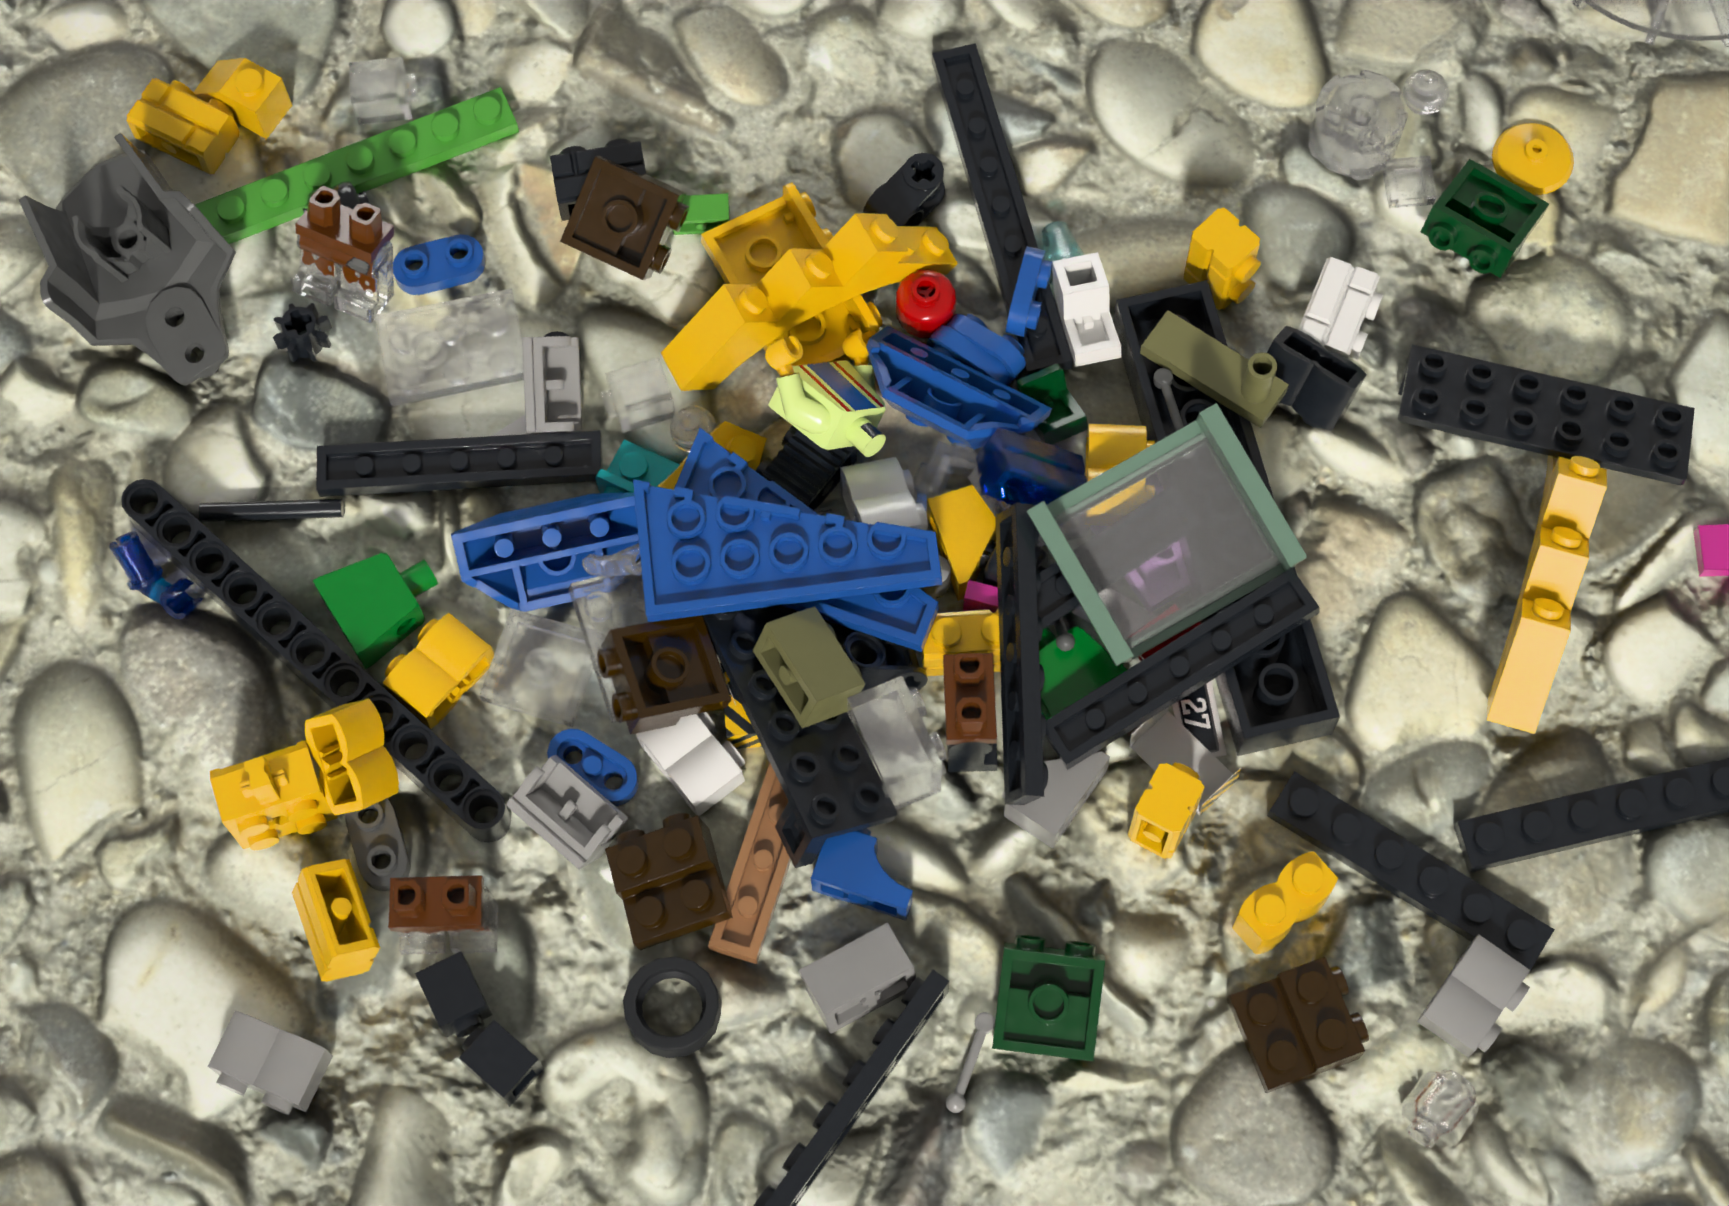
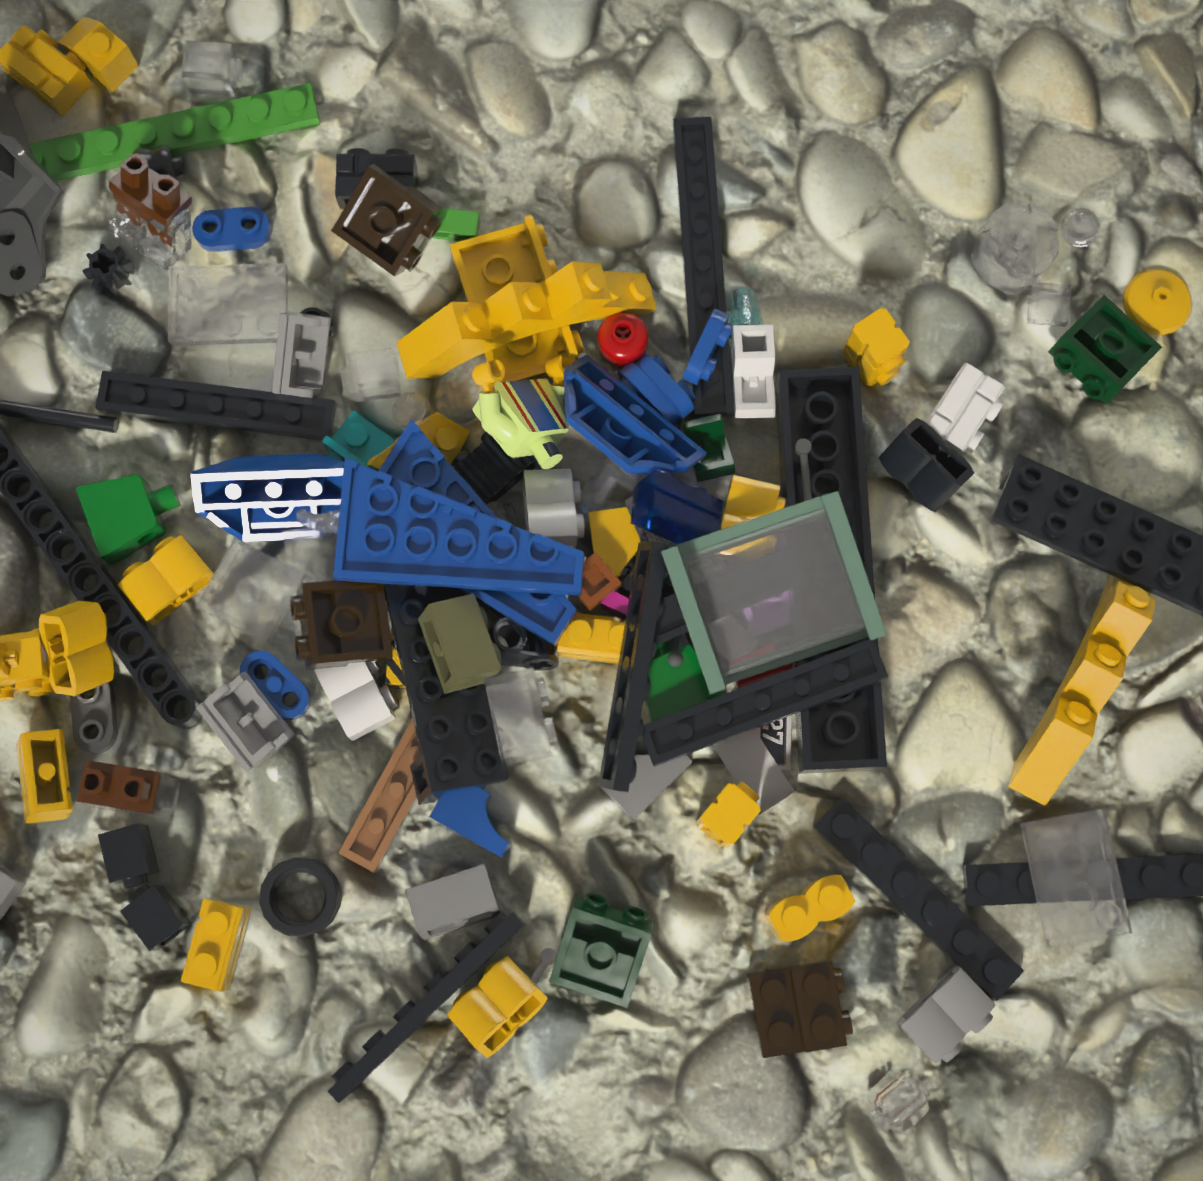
camera: 10 degrees right, 10 degrees up
(581, 1079) = (216, 945): none -> yellow brick
(668, 880) = (316, 793): dark brown plate -> none
(904, 197) = (622, 246): black piece -> none
(937, 1086) = (496, 1006): none -> yellow brick
(958, 572) = (597, 582): none -> dark orange plate
(970, 712) = (584, 701): reddish brown hips -> none
(1215, 369) = (847, 447): olive piece -> none
(1589, 807) = (1076, 878): none -> clear plate

